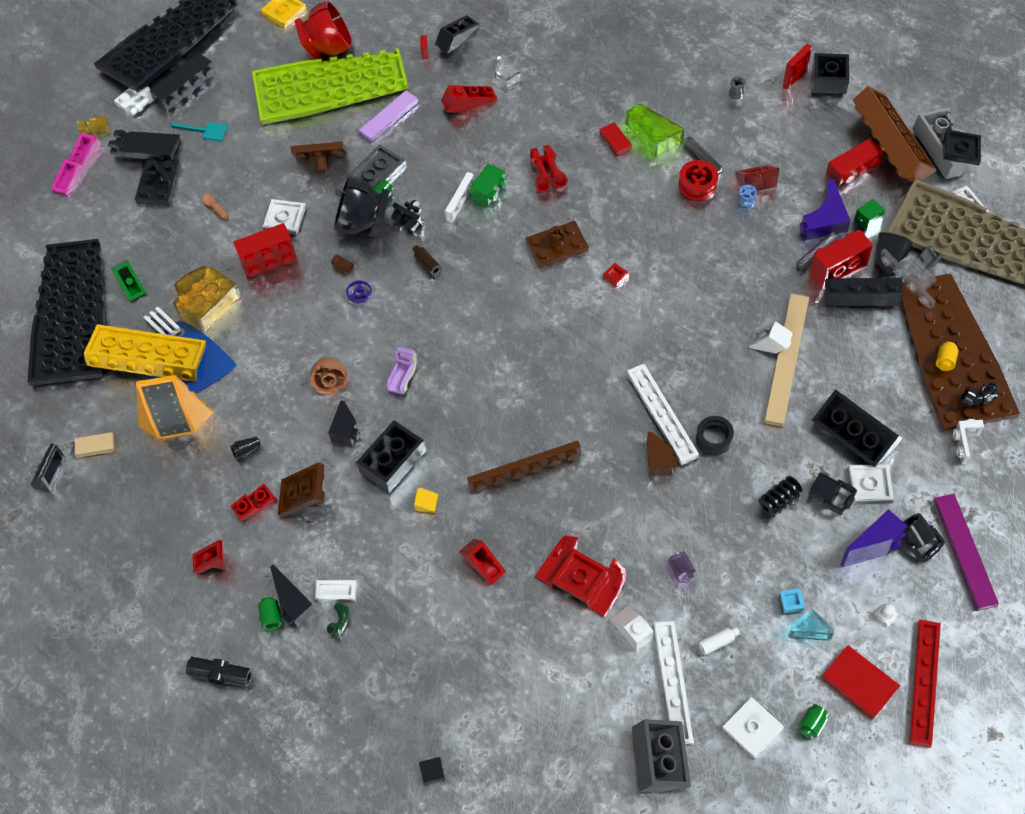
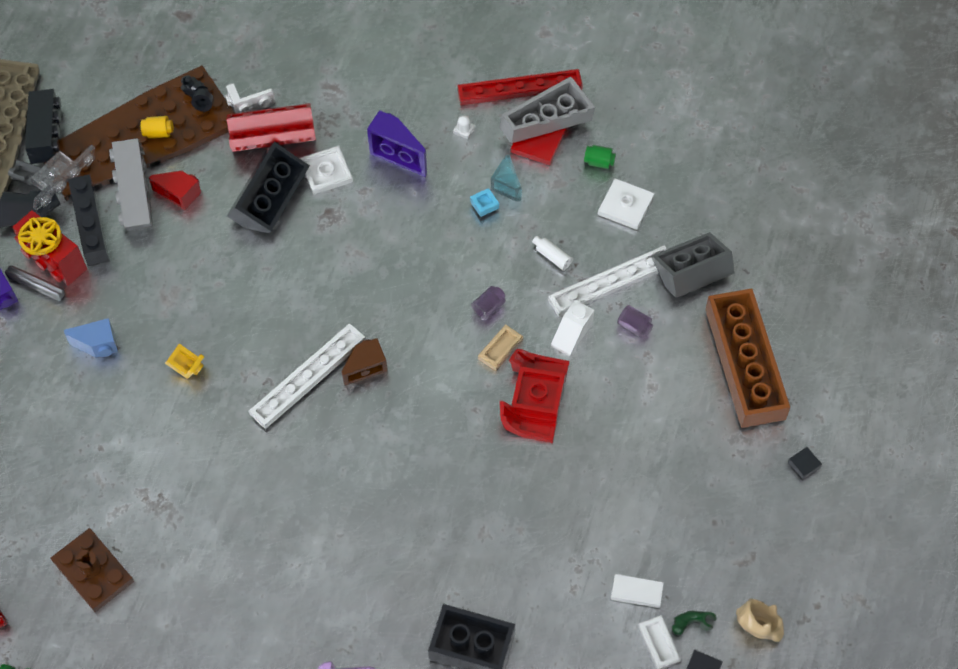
camera: 115 degrees left, 0 degrees up
(313, 667) = (761, 620): none -> tan hair
(382, 590) = (637, 591): none -> white tile
(425, 500) = (509, 587): yellow slope -> none
(482, 560) = (560, 495): red arch -> none
(524, 466) = (435, 499): reddish brown plate -> none
(545, 759) = (747, 358): none -> dark orange brick
(615, 275) = (123, 485): red tile -> none
(620, 681) = (635, 321): none -> clear purple brick
(637, 566) = (500, 347): none -> tan tile
(705, 332) = (185, 361): none -> yellow bracket
(719, 422) = (315, 302): black tyre -> none
(747, 278) = (93, 338): none -> medium blue slope
(771, 338) = (178, 292): white slope -> none
(780, 496) = (372, 237): black piece -> none
(786, 362) = (194, 277): tan tile -> none
(826, 490) = (352, 195): black piece -> none
(842, 243) = (39, 236): none -> yellow wheel
(875, 688) = (547, 112): none -> light grey wedge
(880, 363) = (176, 187): none -> red slope
(889, 326) = (131, 184): none -> light grey wedge
(920, 534) = (368, 109): black piece -> none
(925, 447) = (271, 125): none -> brick
(966, 552) = (372, 81): magenta tile -> none
(974, 277) = (42, 125): none -> black brick

